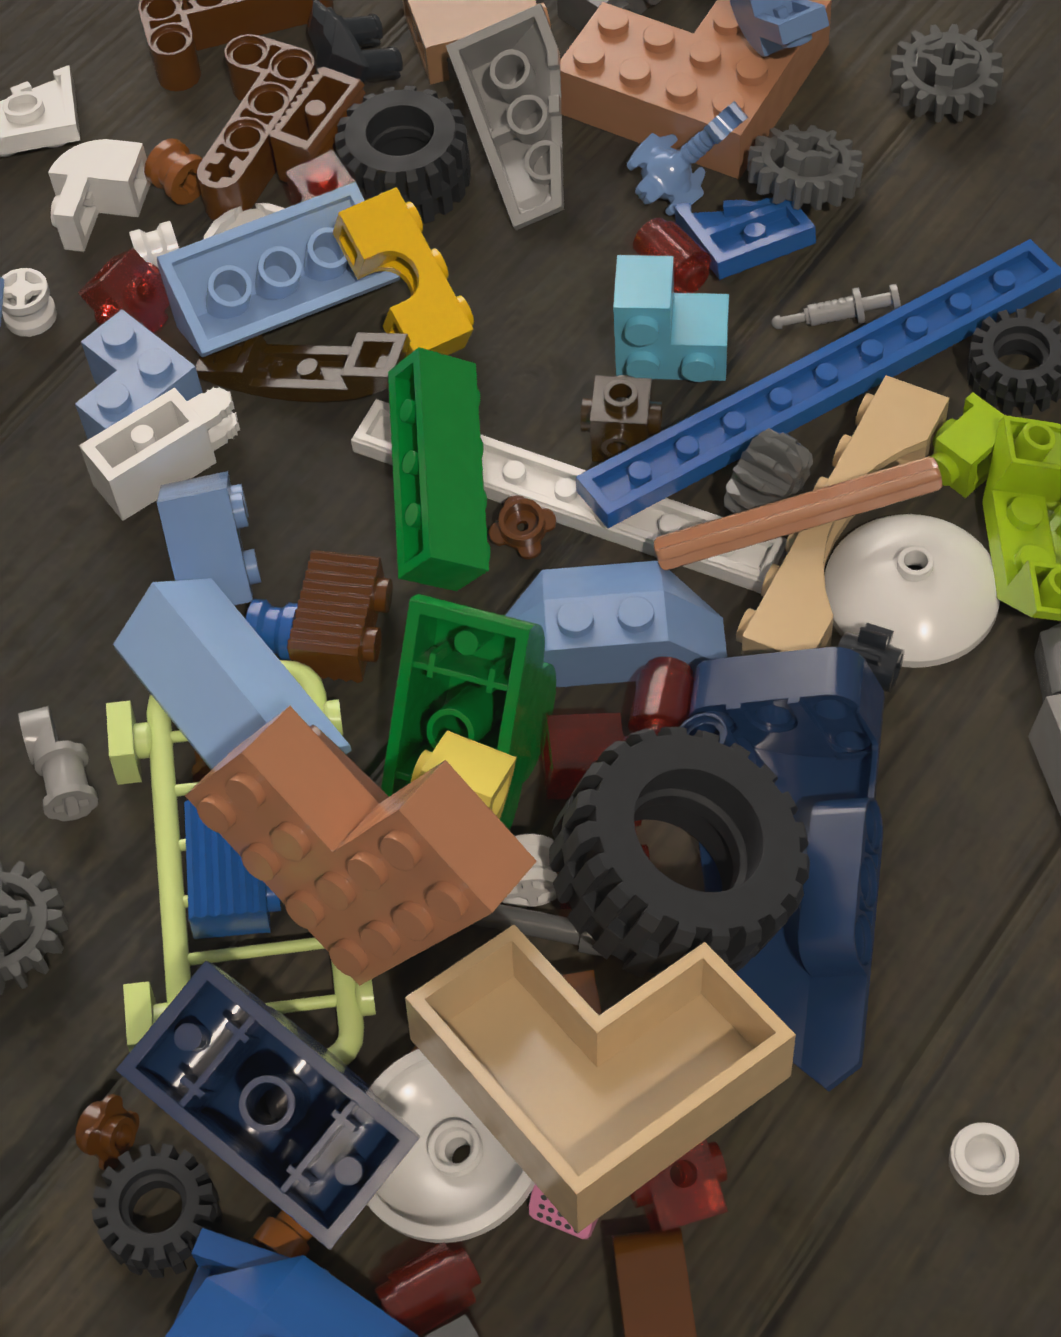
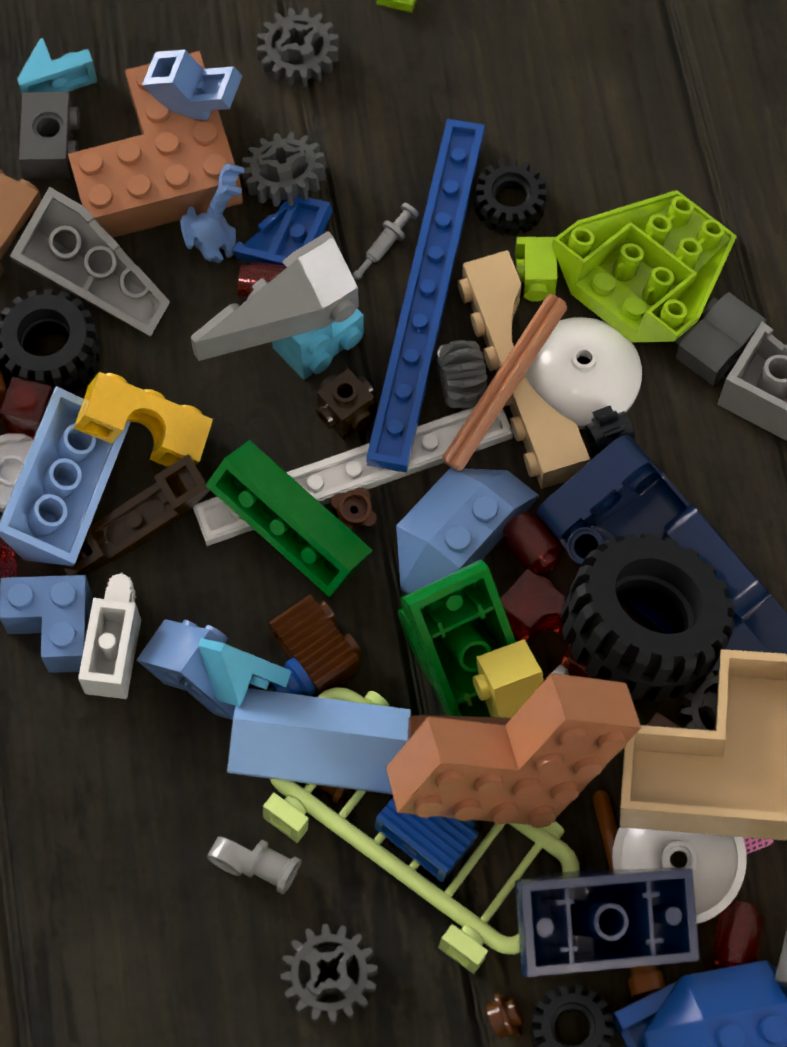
camera: 50 degrees left, 10 degrees up
(213, 539) = (233, 670): none -> medium azure slope
(641, 245) = (298, 300): none -> light grey wedge

